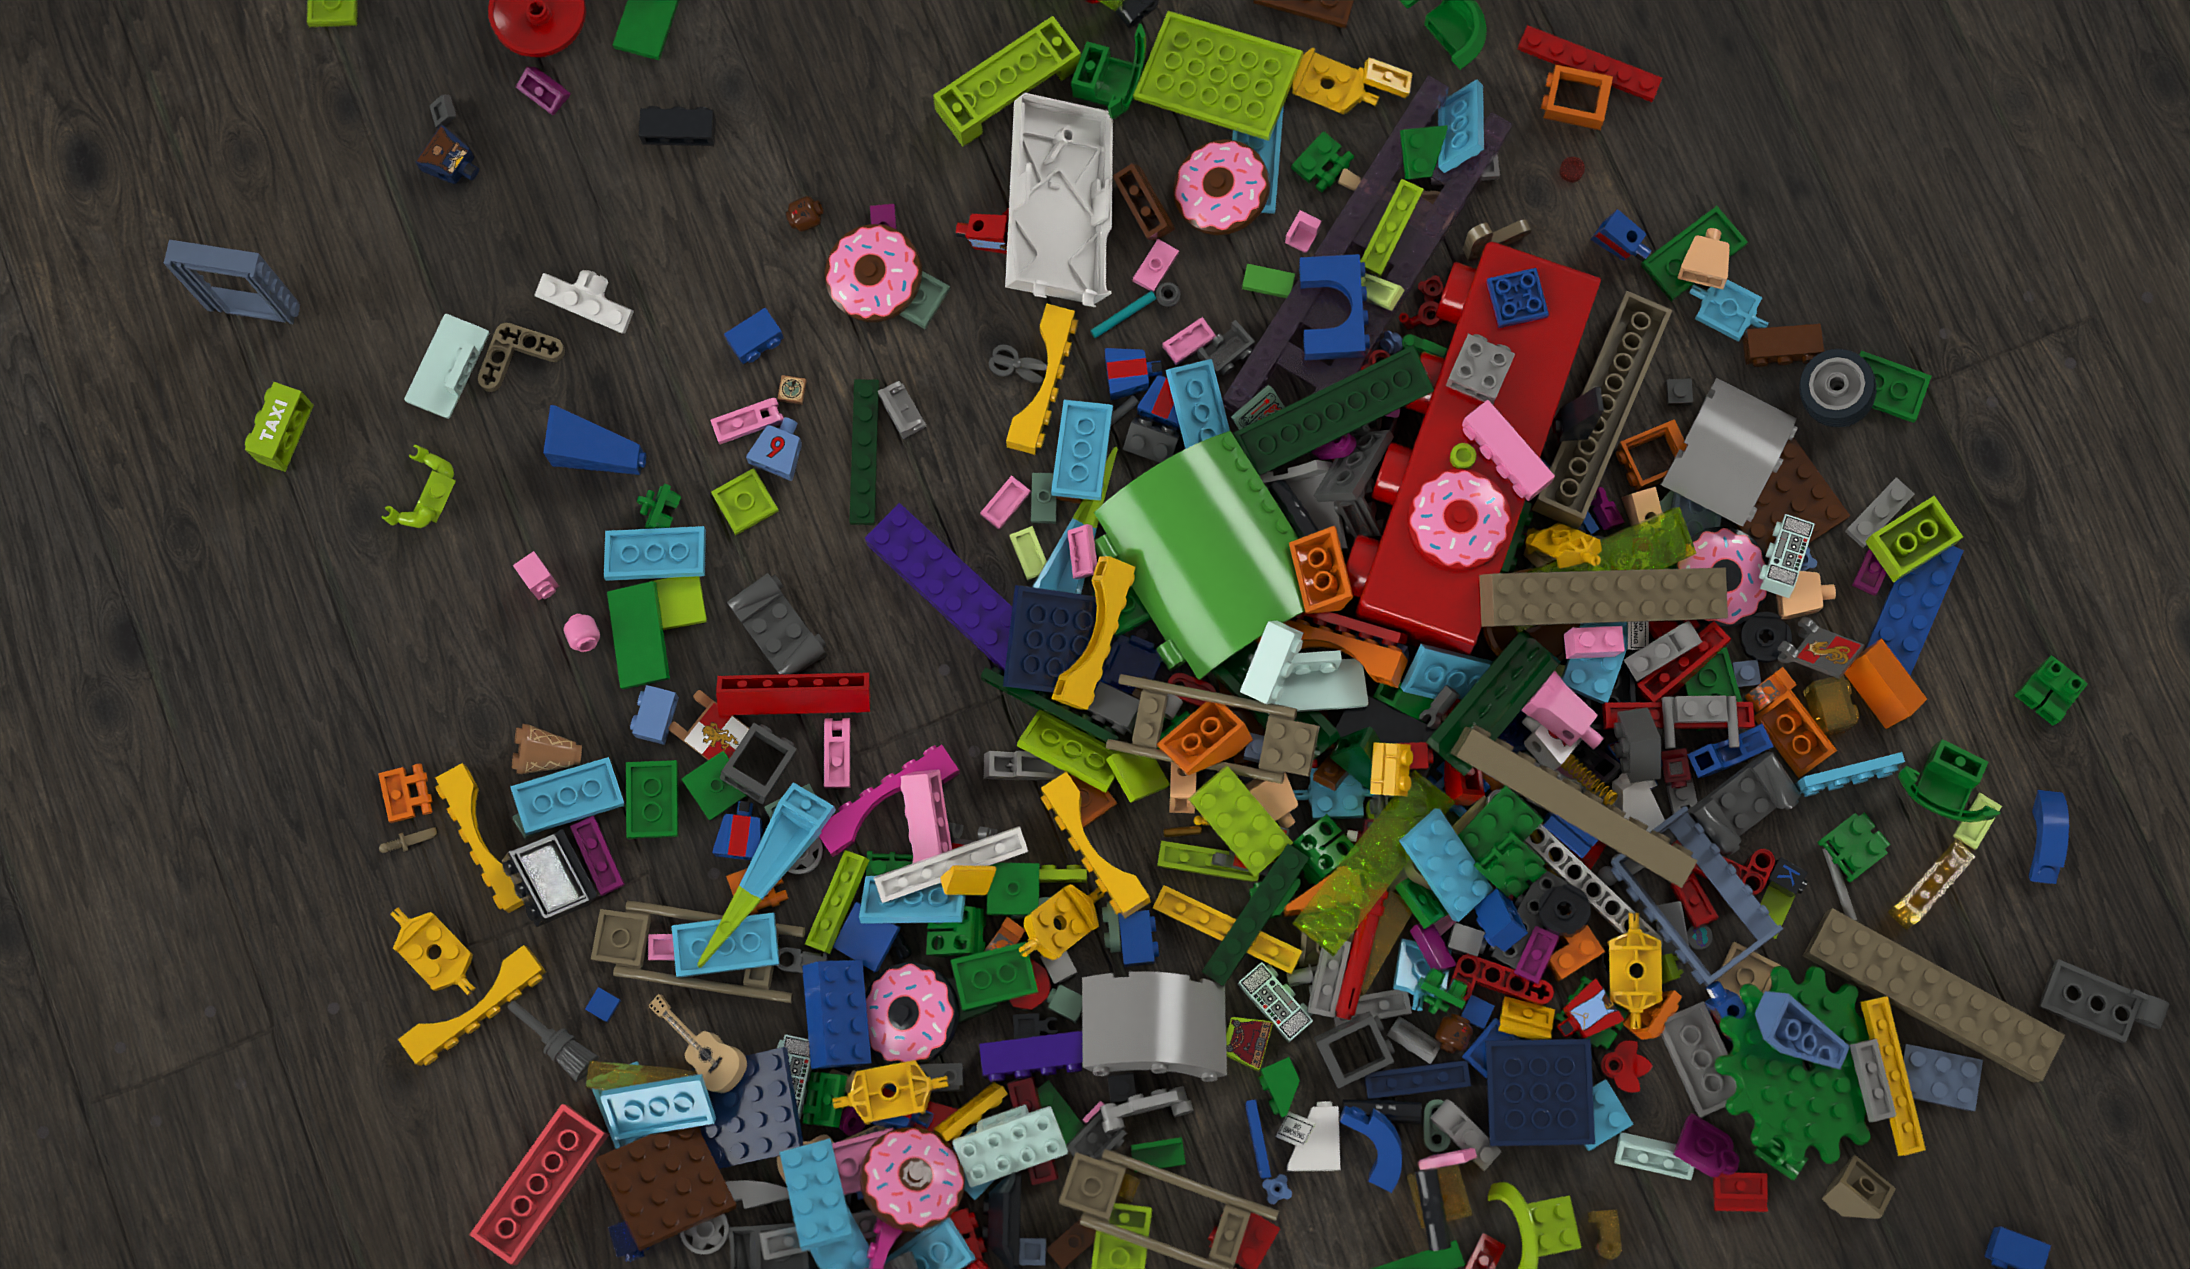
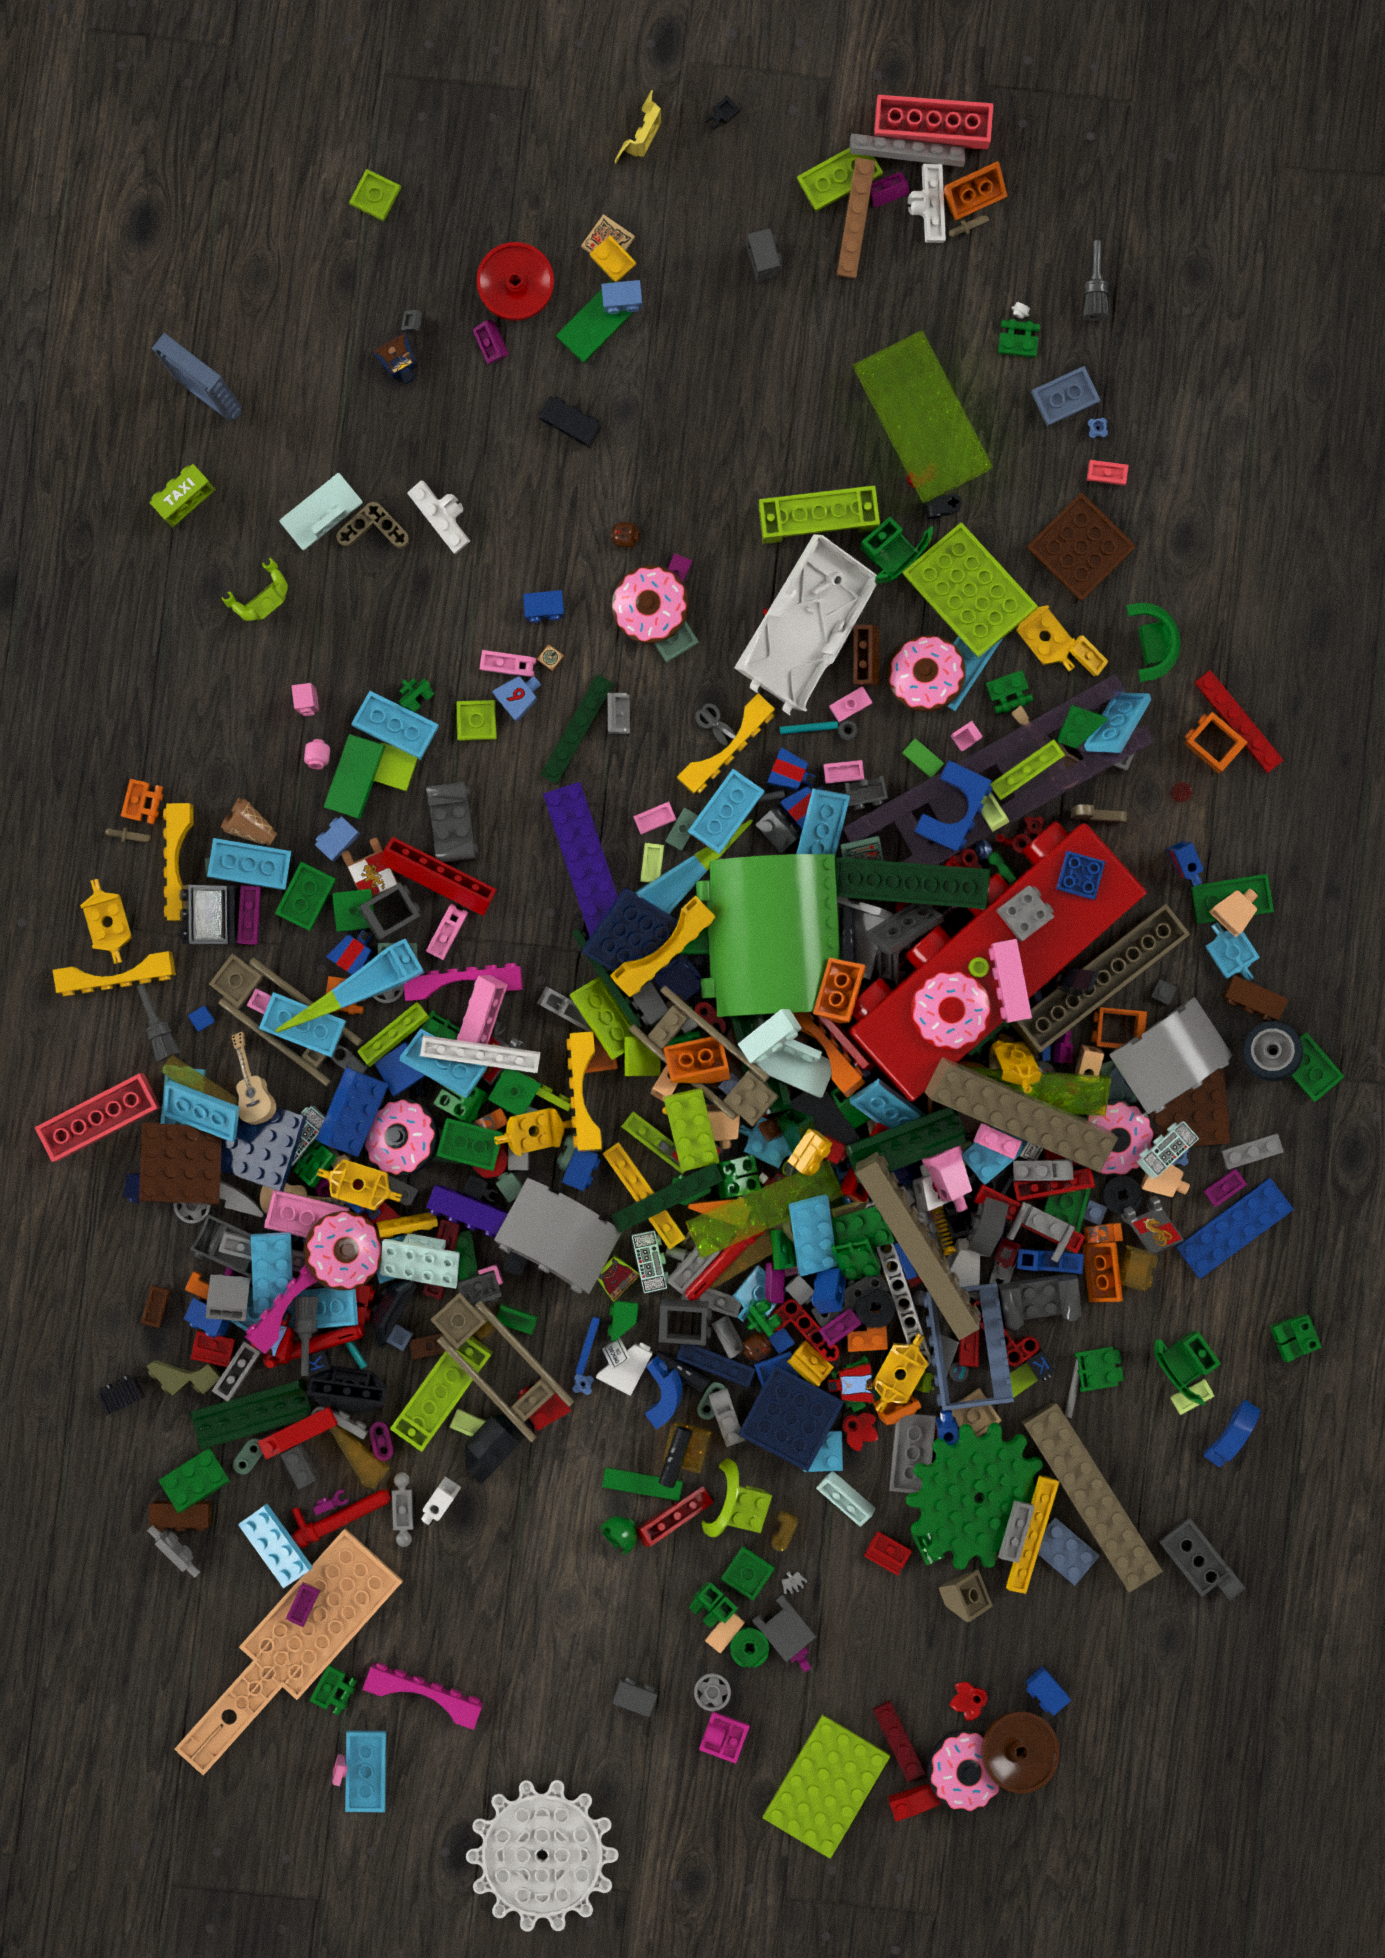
camera: 30 degrees right, 10 degrees up
(584, 445) = (386, 622): blue slope -> none
(816, 1194) = (274, 1227): medium azure plate -> none
(967, 880) = (485, 1072): yellow slope -> none
(985, 232) = (743, 617): red torso -> none
(1082, 551) = (687, 883): bright pink plate -> none
(1138, 1104) = (549, 1290): light grey plate -> none
(1182, 831) = (651, 1111): pearl gold piece -> none
(1336, 449) = (902, 908): magenta plate -> none
(1439, 706) = (870, 1125): dark grey bar -> none
(1447, 1159) = (705, 1427): bright pink tile -> none
(1706, 1148) = (881, 1513): magenta plate -> none
(1797, 1031) = (981, 1477): medium blue wedge -> none
(1856, 773) = (1128, 1322): medium azure plate -> none
(1884, 684) = (1184, 1272): orange slope -> none
(1914, 539) = (1261, 1185): lime brick -> none
(1931, 885) = (1134, 1423): clear yellow slope -> none

